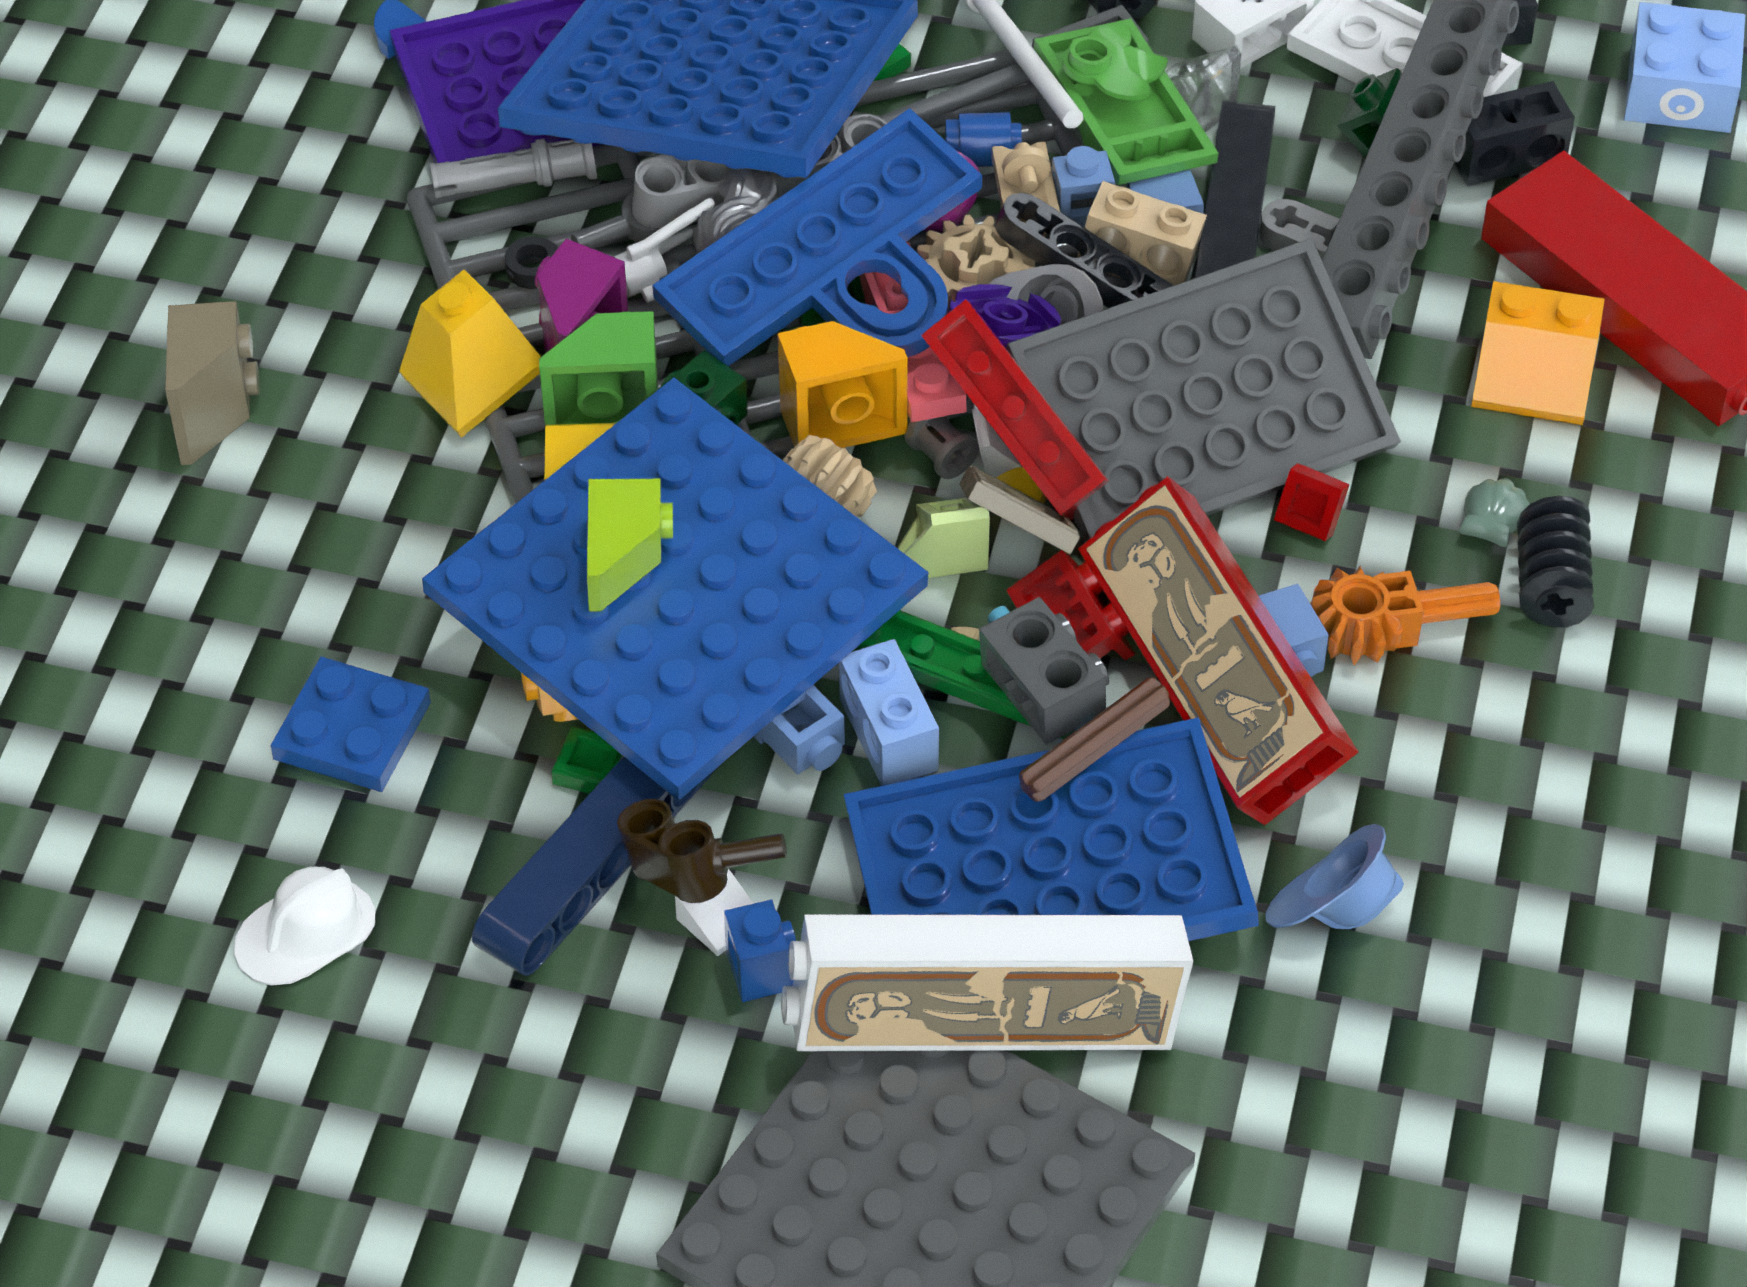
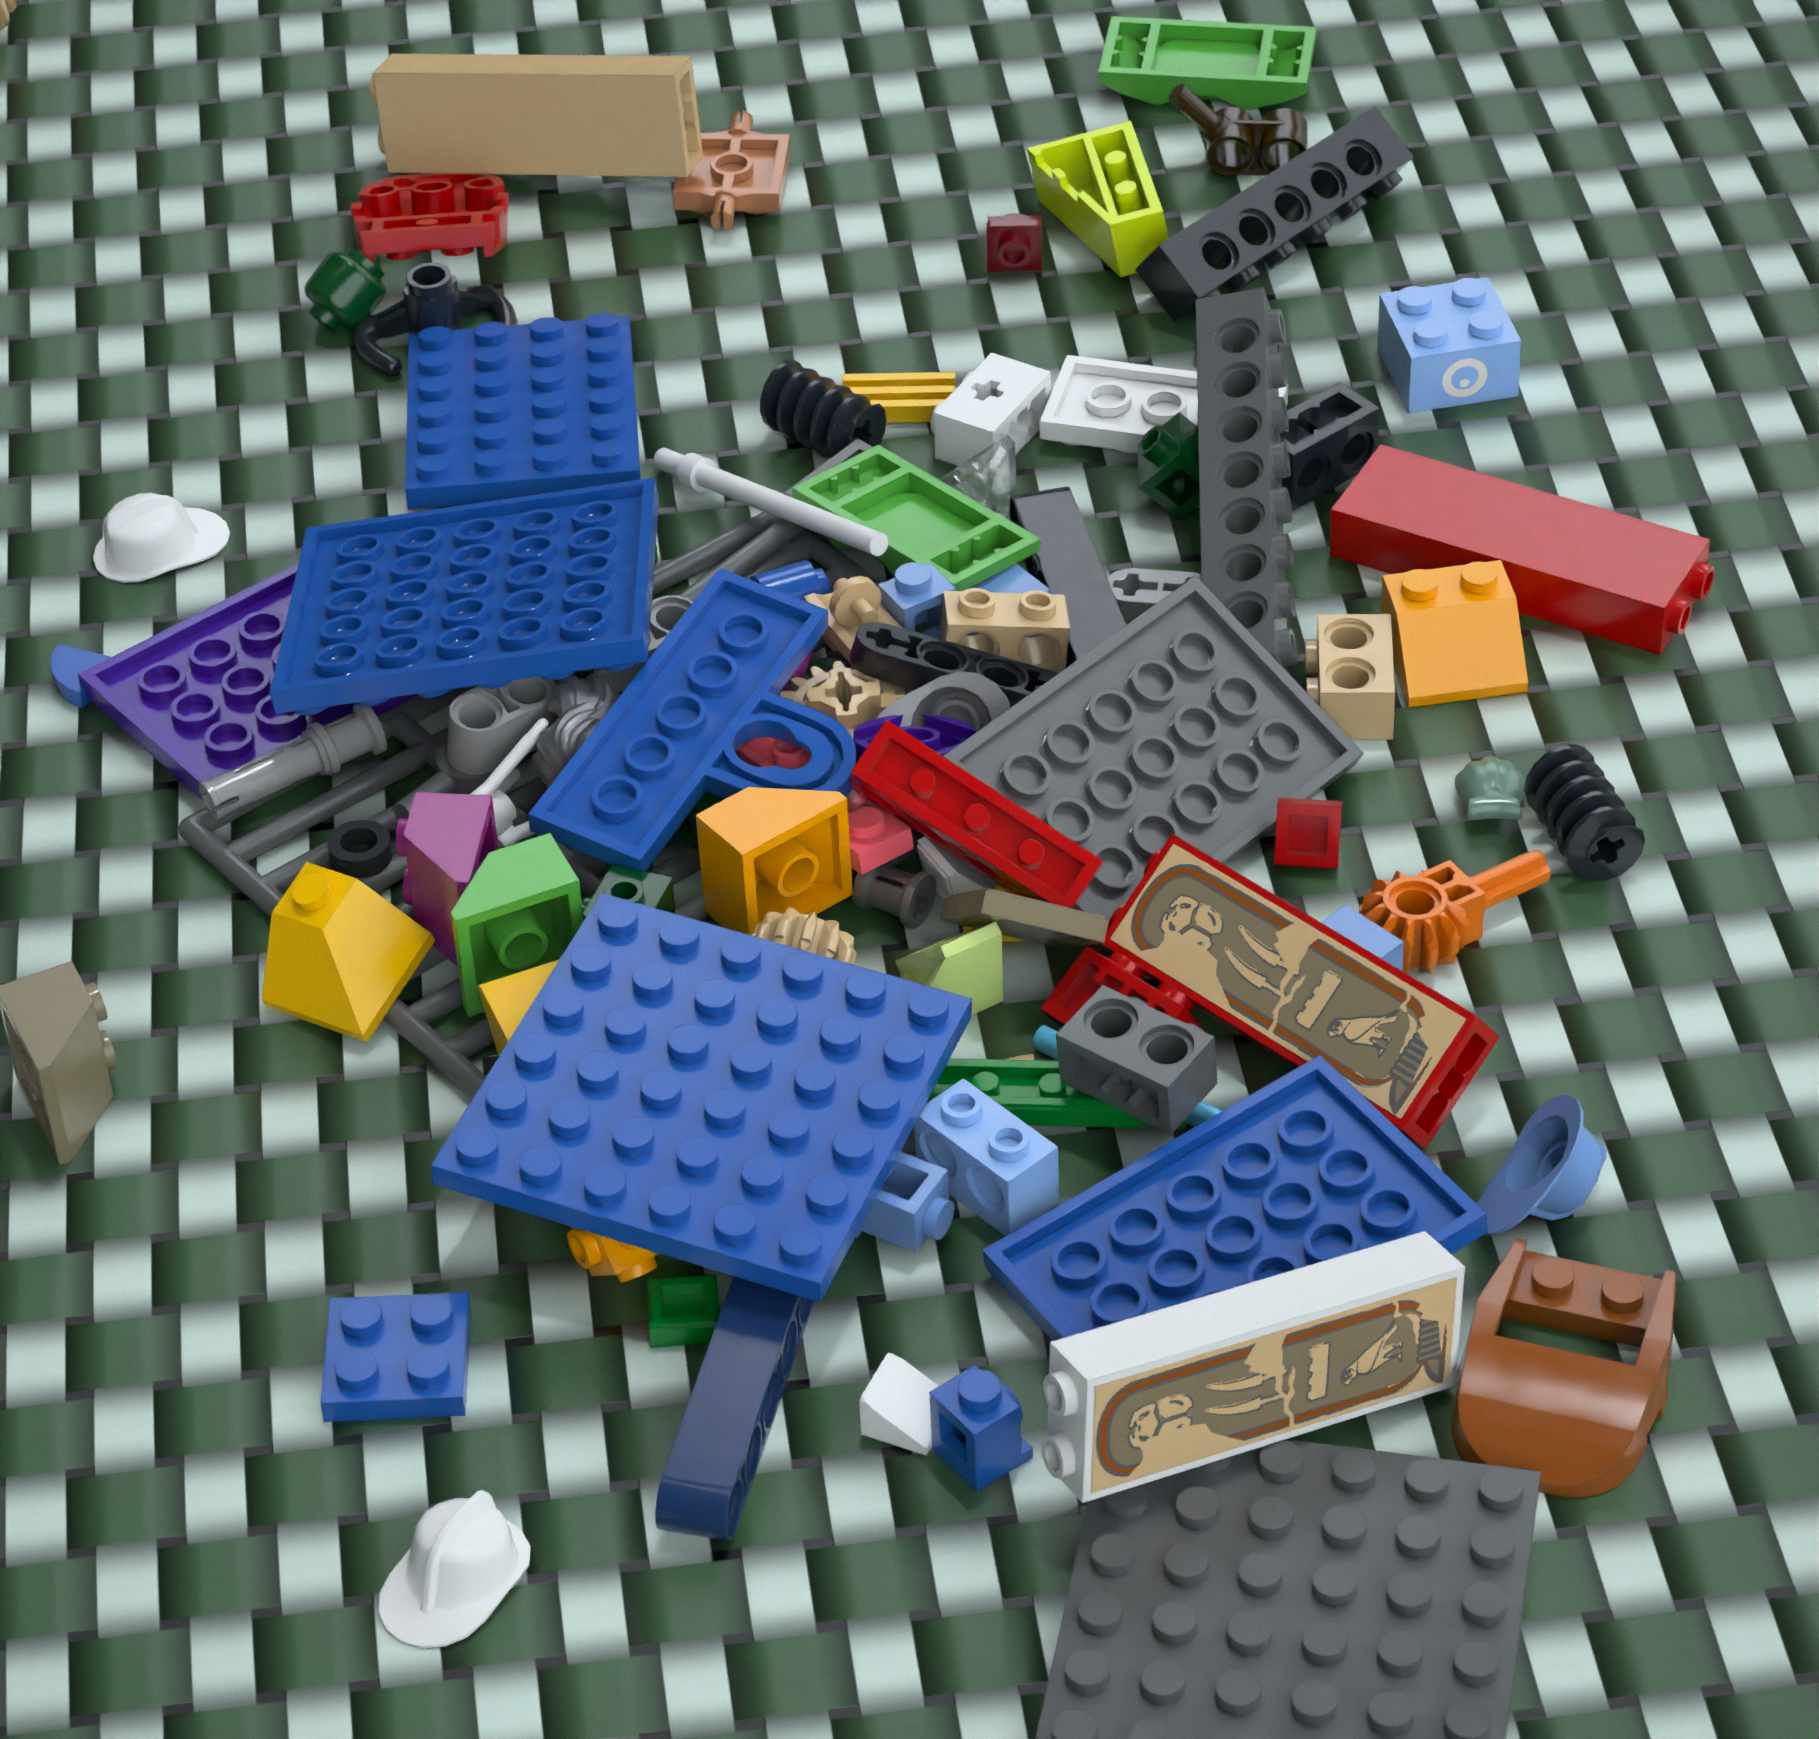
camera: 20 degrees left, 10 degrees down
(623, 535) = (639, 1048): lime slope -> none
(685, 854) = (858, 1355): dark brown beam -> none
(1094, 739) = (1226, 1107): reddish brown axle -> none
(1113, 64) = (879, 483): bright green plate -> none
(1241, 1107) = (1557, 1408): none -> dark orange slope
(1429, 364) = (1353, 673): none -> tan brick

